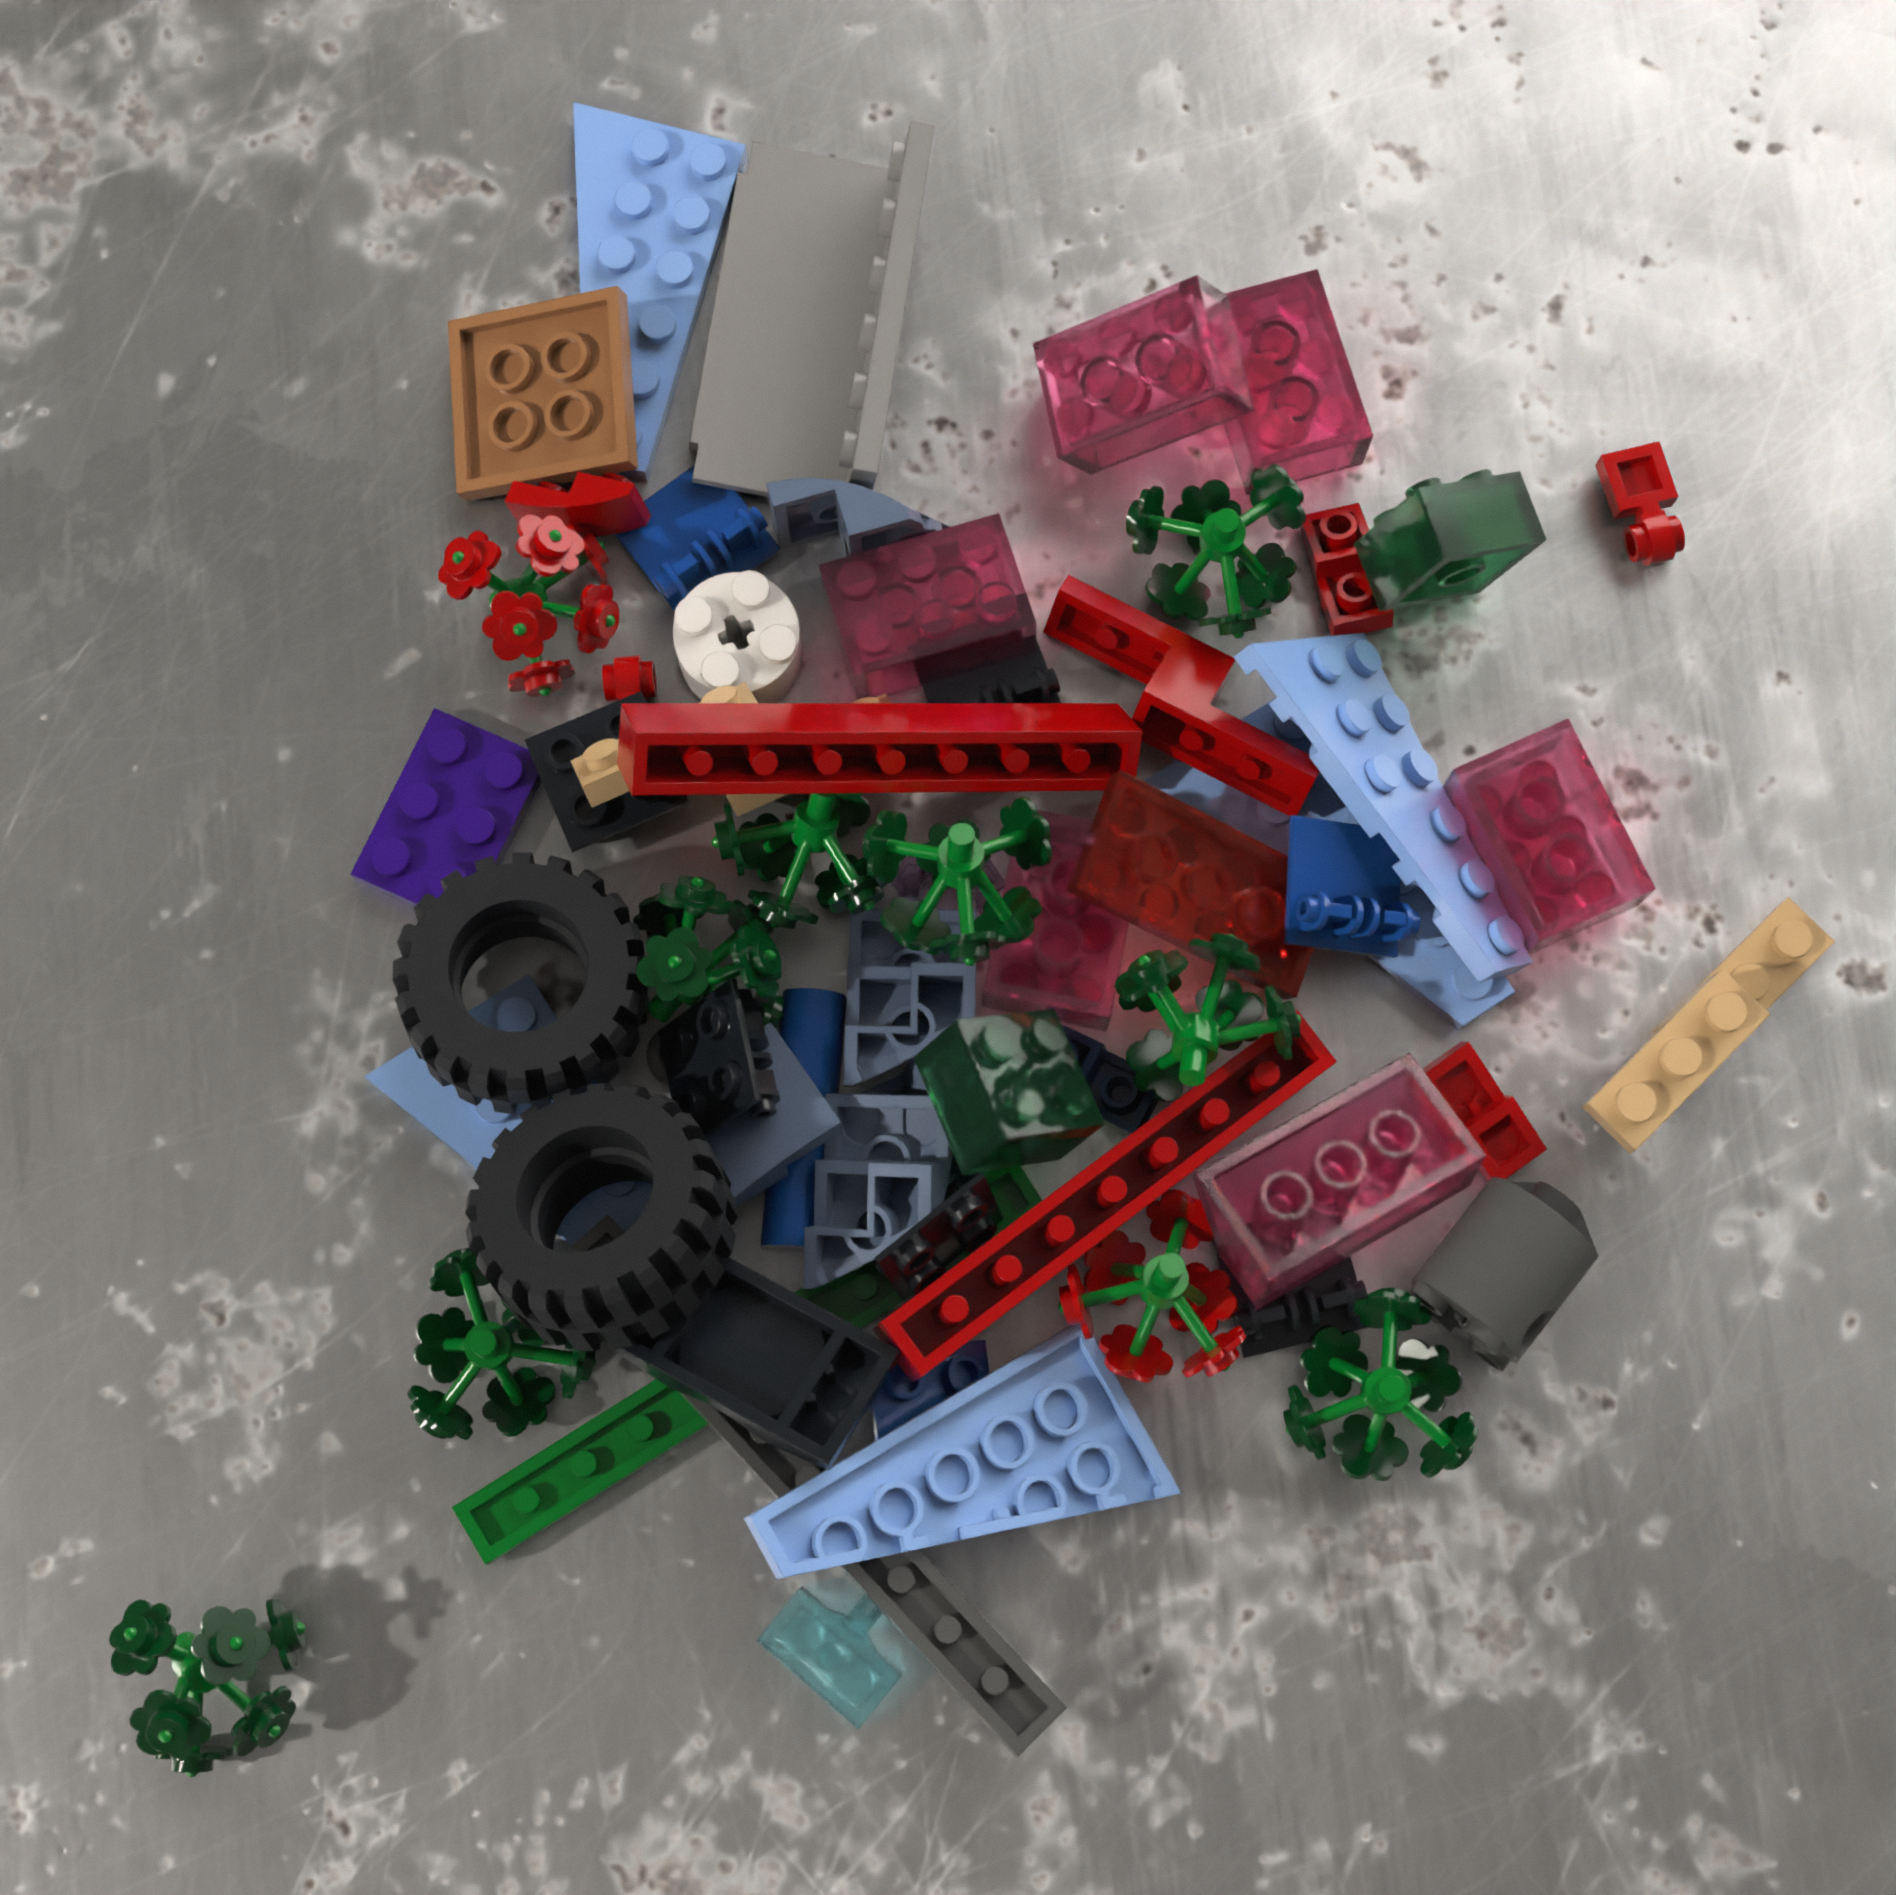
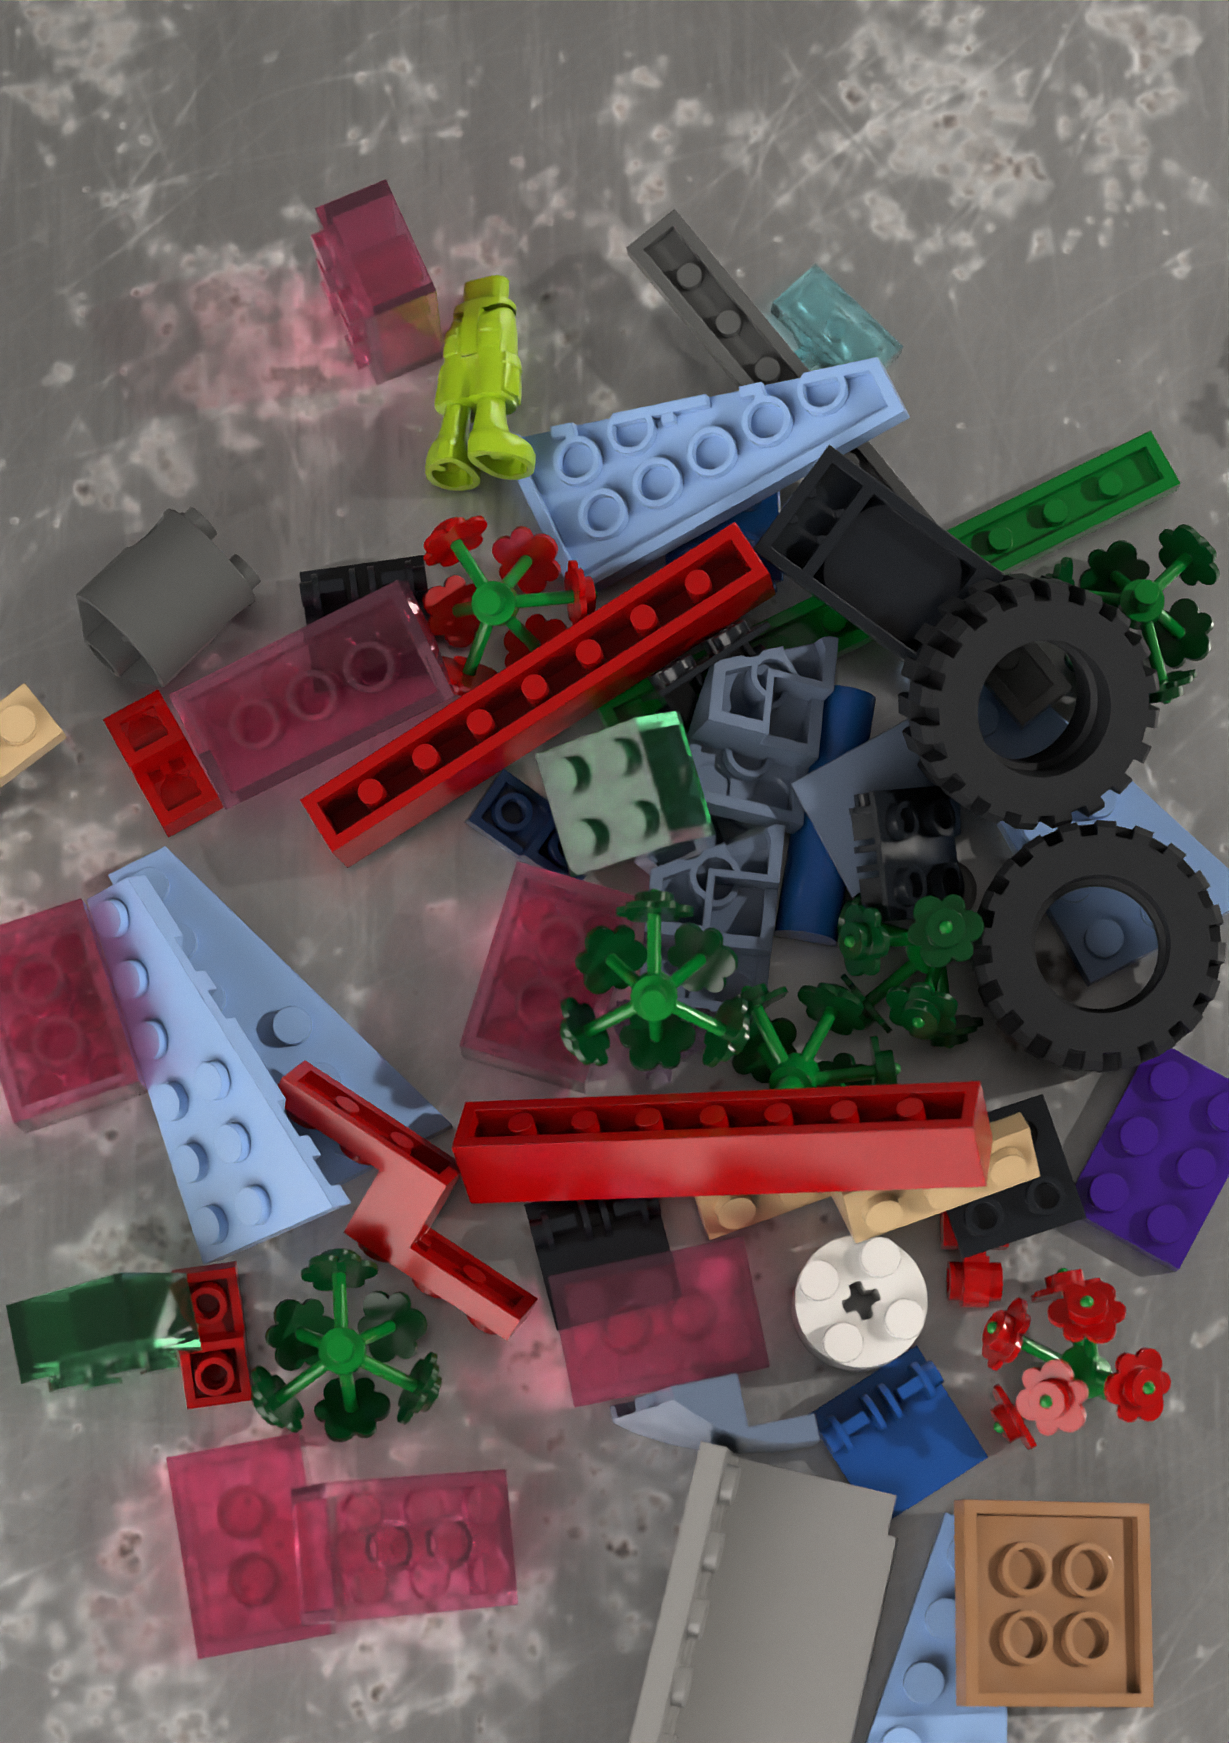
camera: 175 degrees left, 0 degrees up
(593, 504) = (1007, 1469): red slope -> none
(1188, 879) = (411, 983): clear red plate -> none
(1204, 1550) = (479, 387): none -> lime piece
(1223, 1021) = (461, 827): dark green plant -> none
(1334, 1631) = (377, 283): none -> clear pink brick
(1344, 890) = (269, 972): blue hinge -> none
(1404, 1385) = (307, 472): dark green plant -> none

